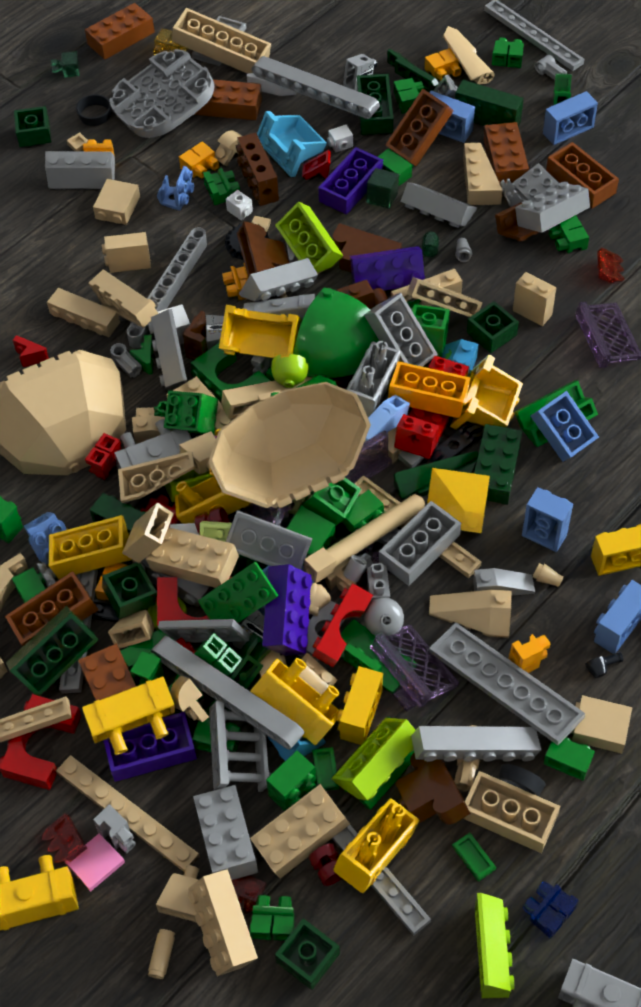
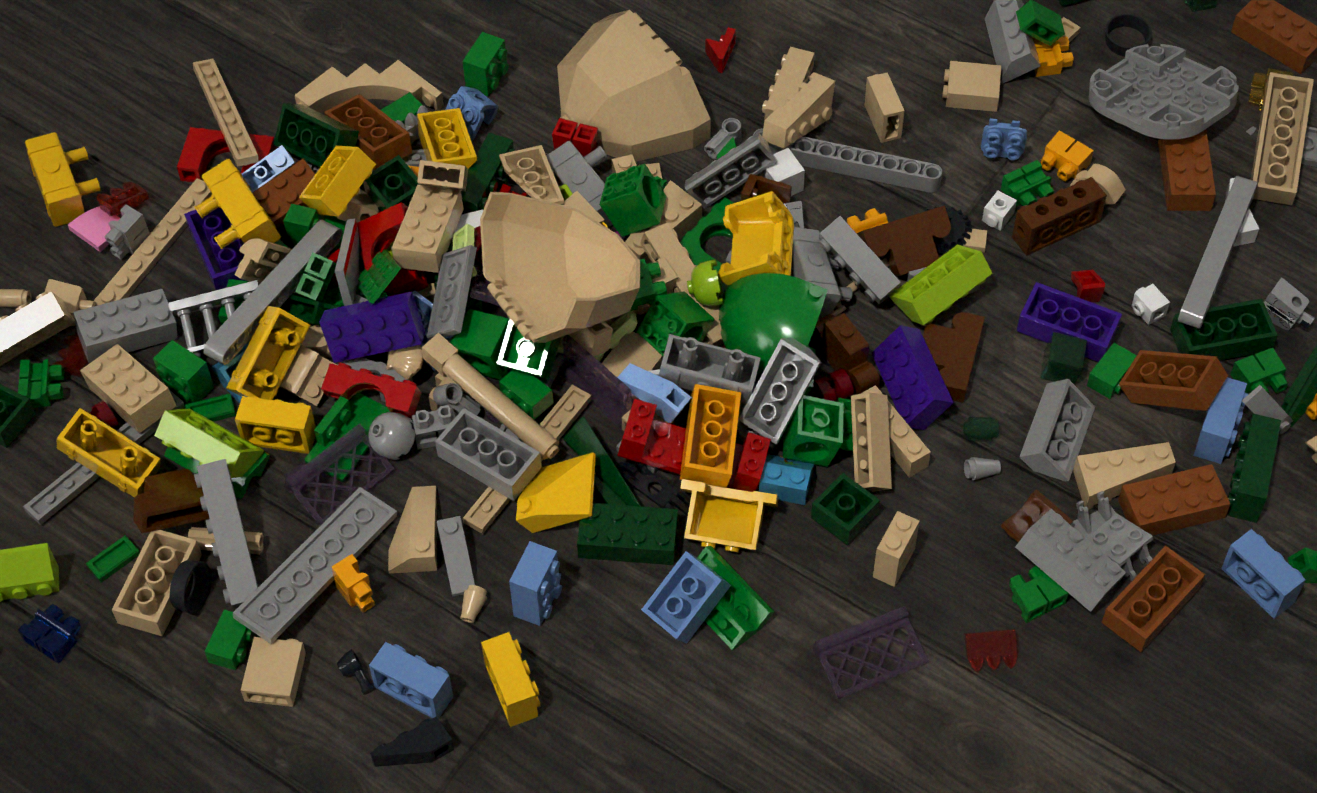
camera: 80 degrees right, 0 degrees up
(76, 688) = (268, 168): none -> light blue slope
(82, 142) = (1040, 22): none -> green brick
(122, 624) = (337, 180): none -> yellow brick
(289, 140) = (1128, 248): medium azure windscreen -> none

